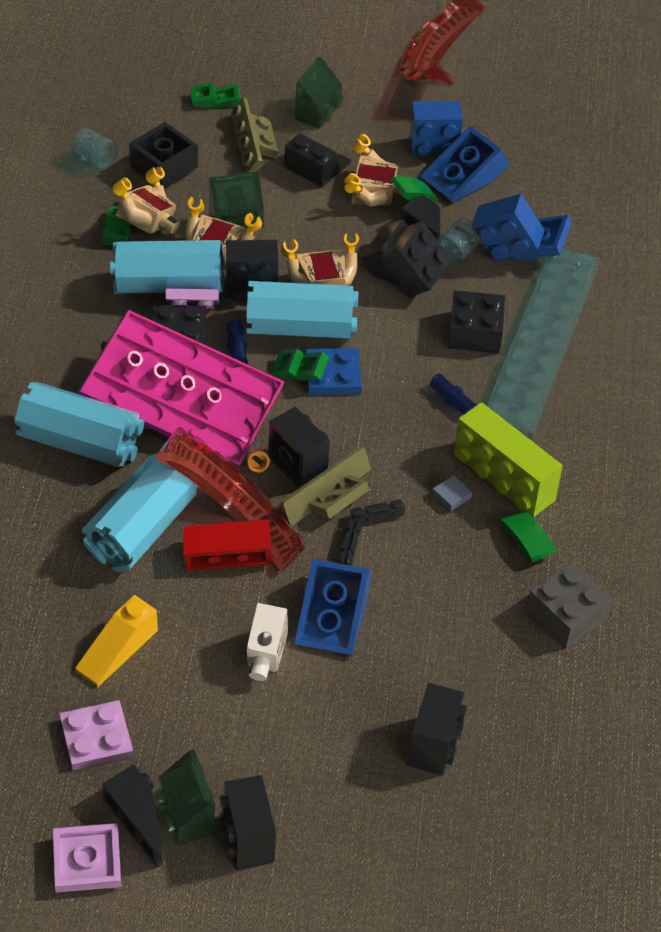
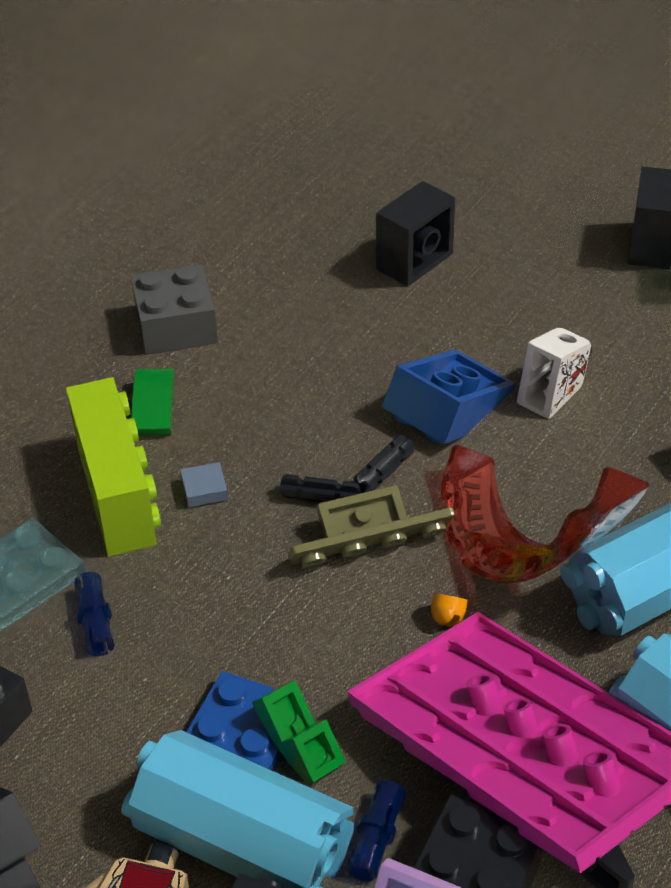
camera: 150 degrees left, 5 degrees down
(227, 545) = (537, 488): red brick -> none
(298, 446) = (386, 573): black brick -> none

